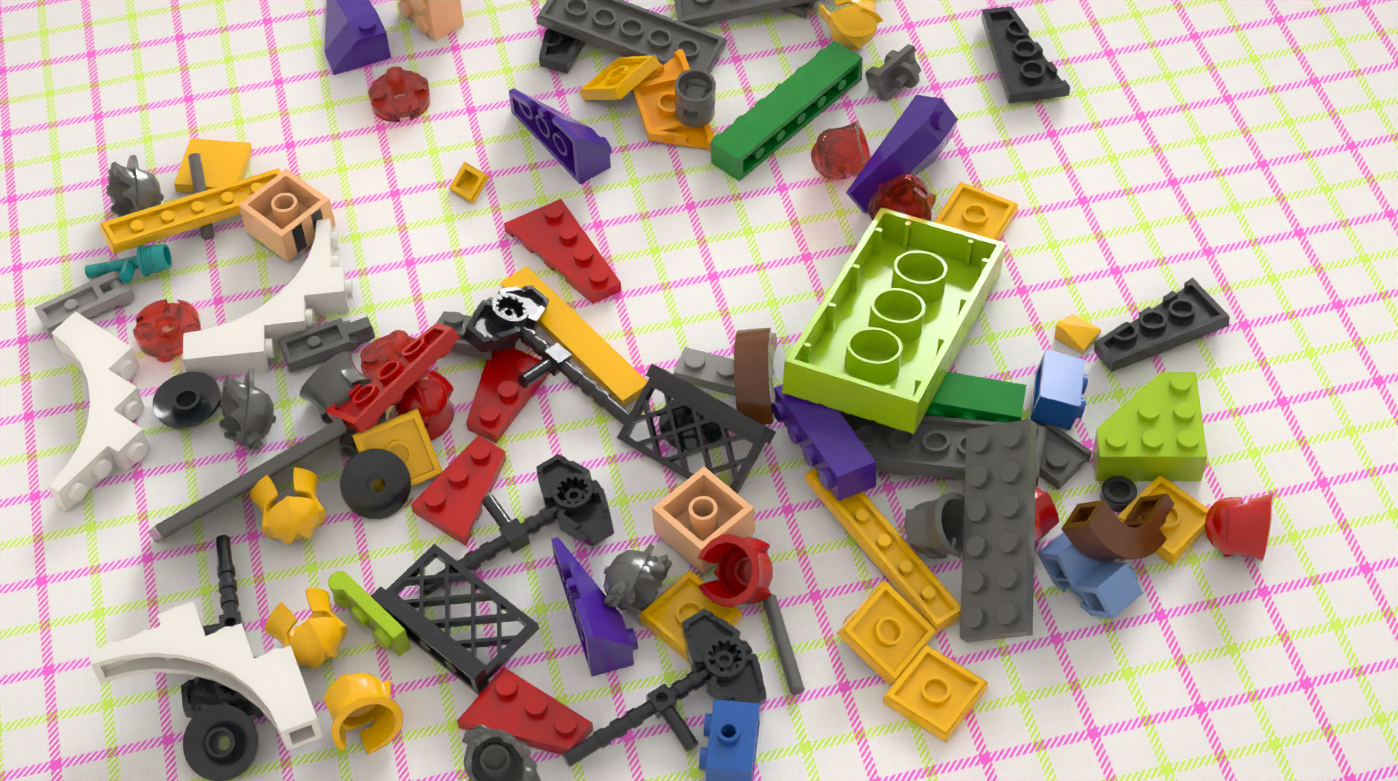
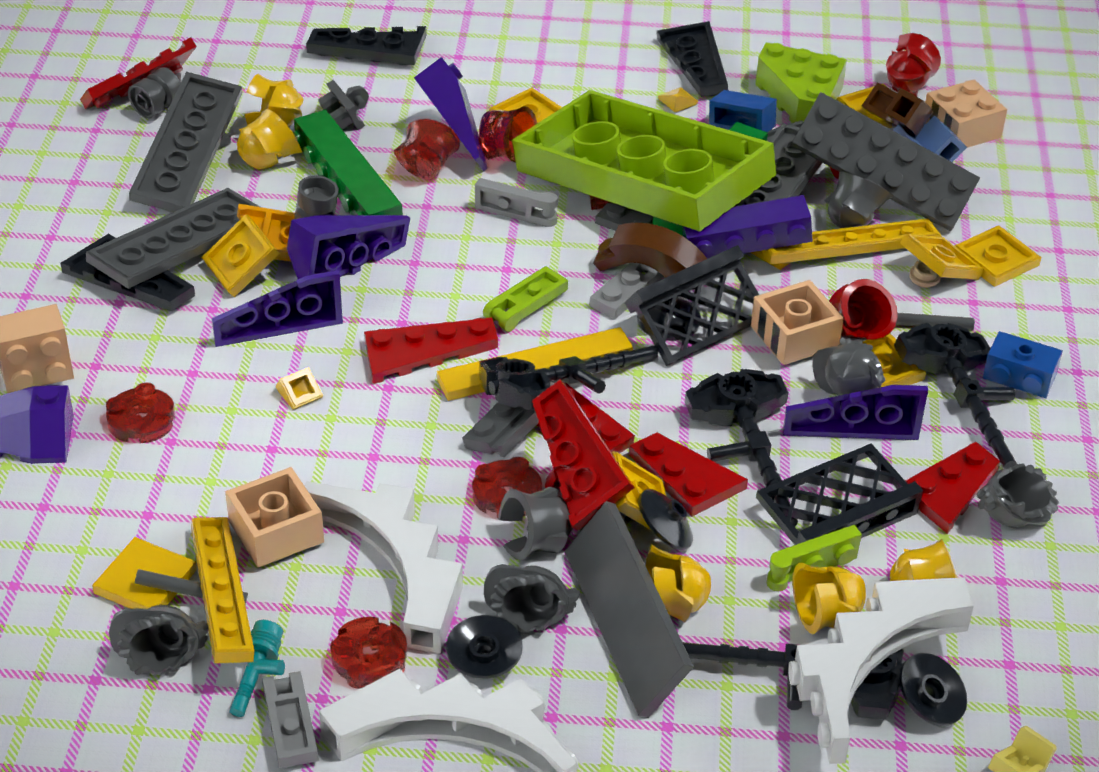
camera: 75 degrees left, 10 degrees down
(324, 342) = (457, 529): dark grey hinge -> none
(651, 132) = (343, 241): none -> dark purple wedge
(662, 299) = (525, 297): none -> lime plate
(795, 29) = (266, 140): none -> yellow helmet
(806, 249) = (516, 202): none -> light grey plate
(1185, 605) = (968, 112): none -> light nougat brick

